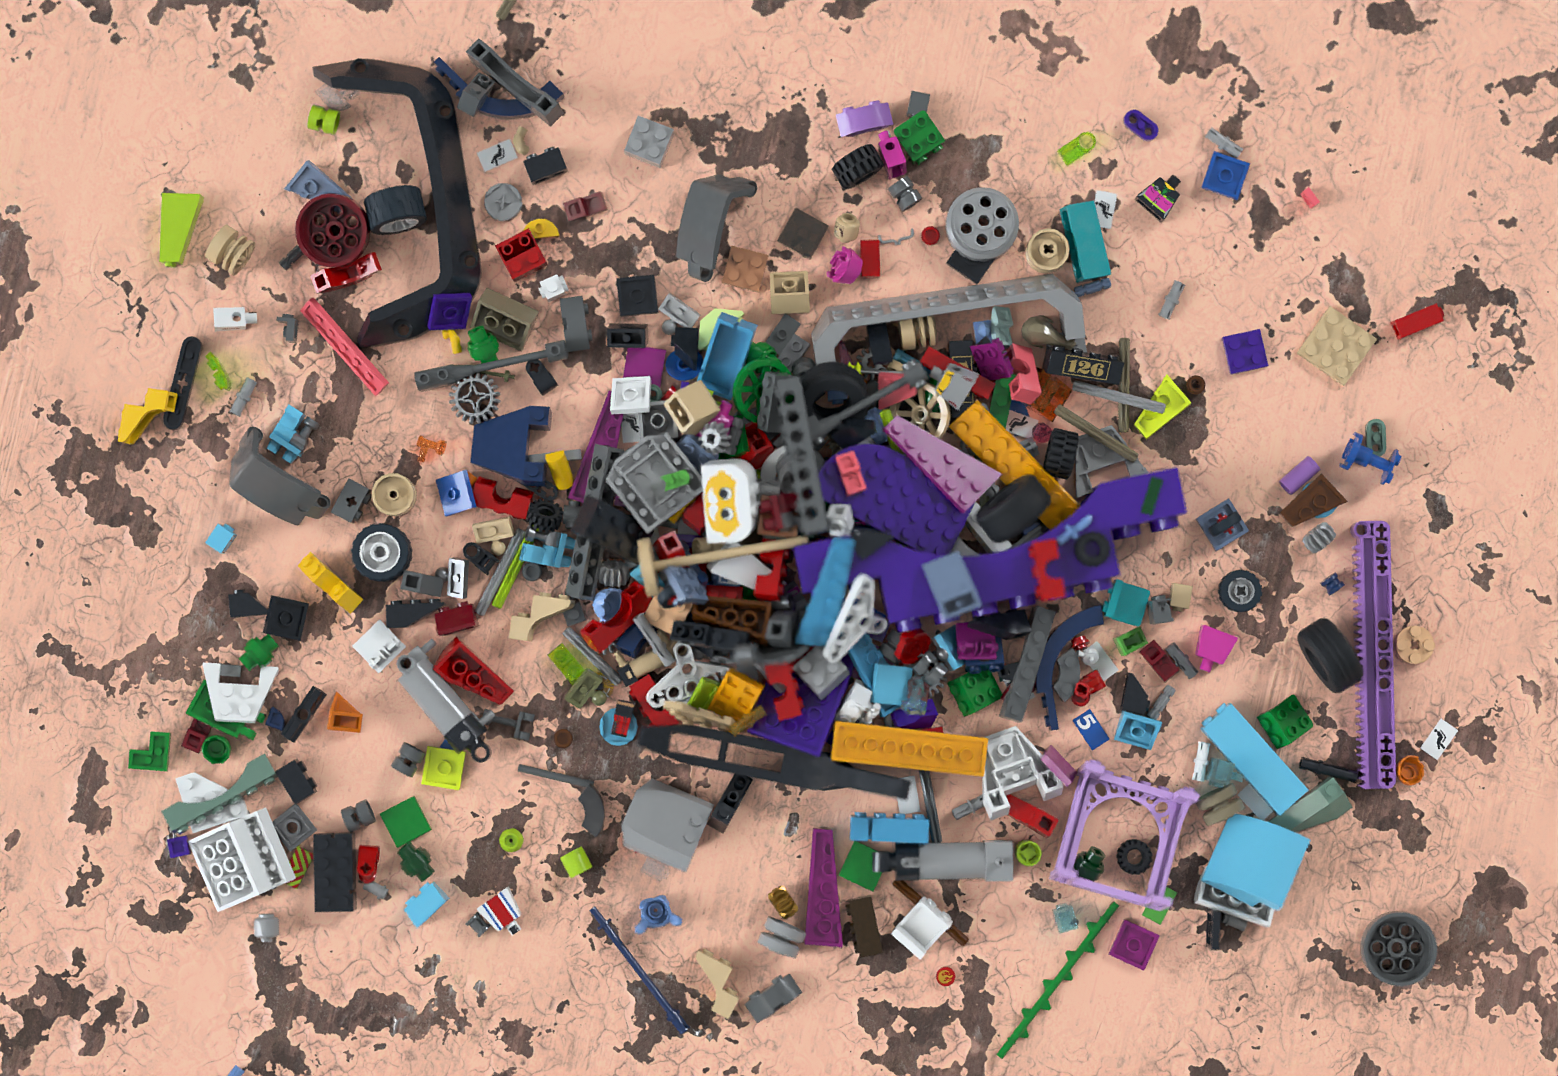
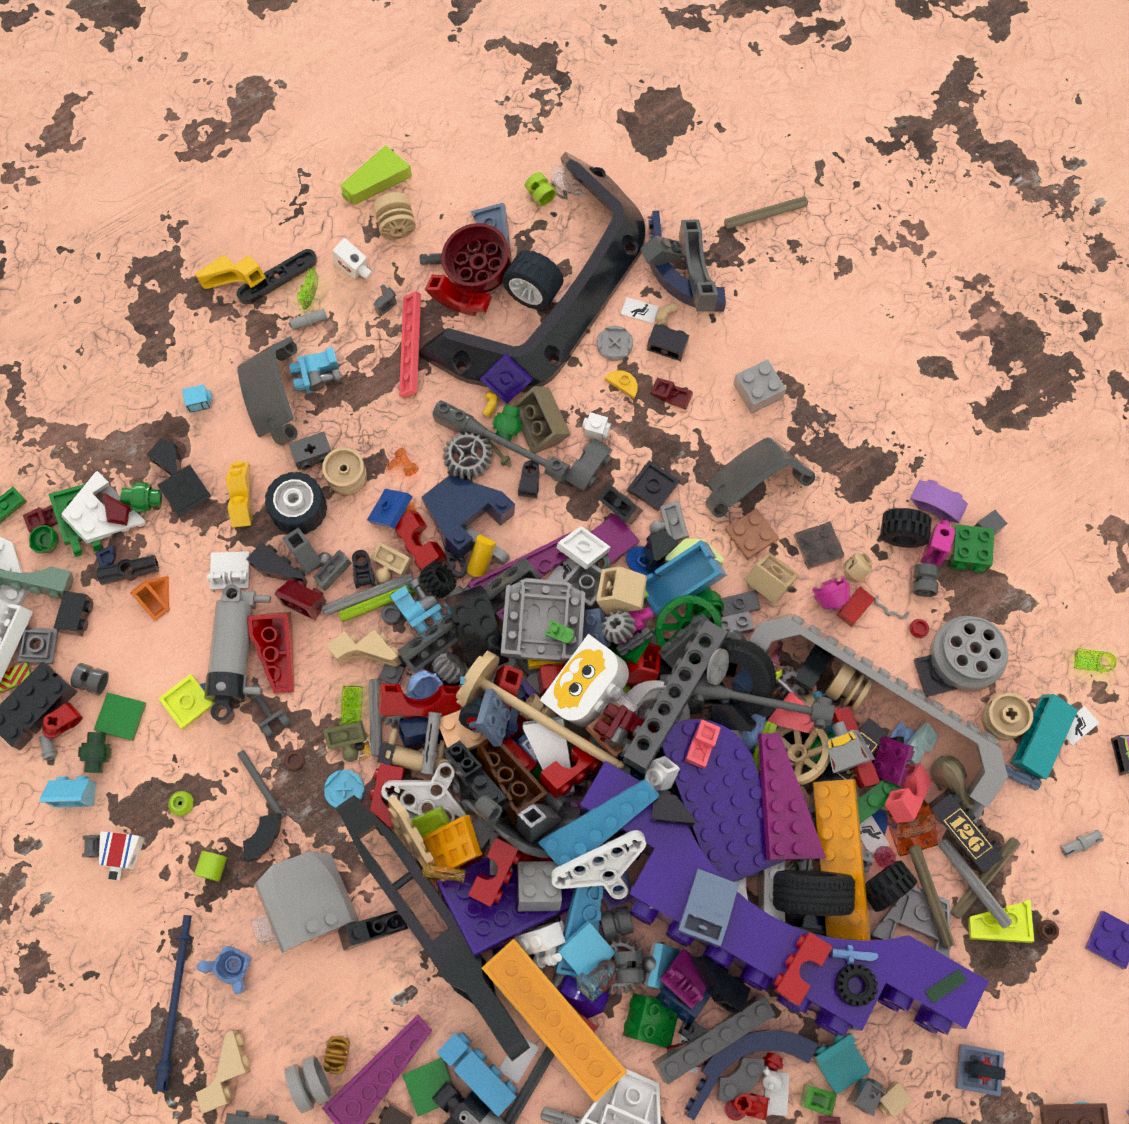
camera: 45 degrees right, 15 degrees down
(253, 680) = (115, 510): none -> dark red piece
(411, 753) = (173, 669): dark grey wheel -> none
(521, 255) = (594, 386): red slope -> none
(622, 718) = (352, 784): leg -> none
(813, 407) = (717, 666): none -> light grey wheel
(912, 645) = (631, 933): red plate -> none
(1299, 475) = (1083, 1087): medium lavender pin -> none

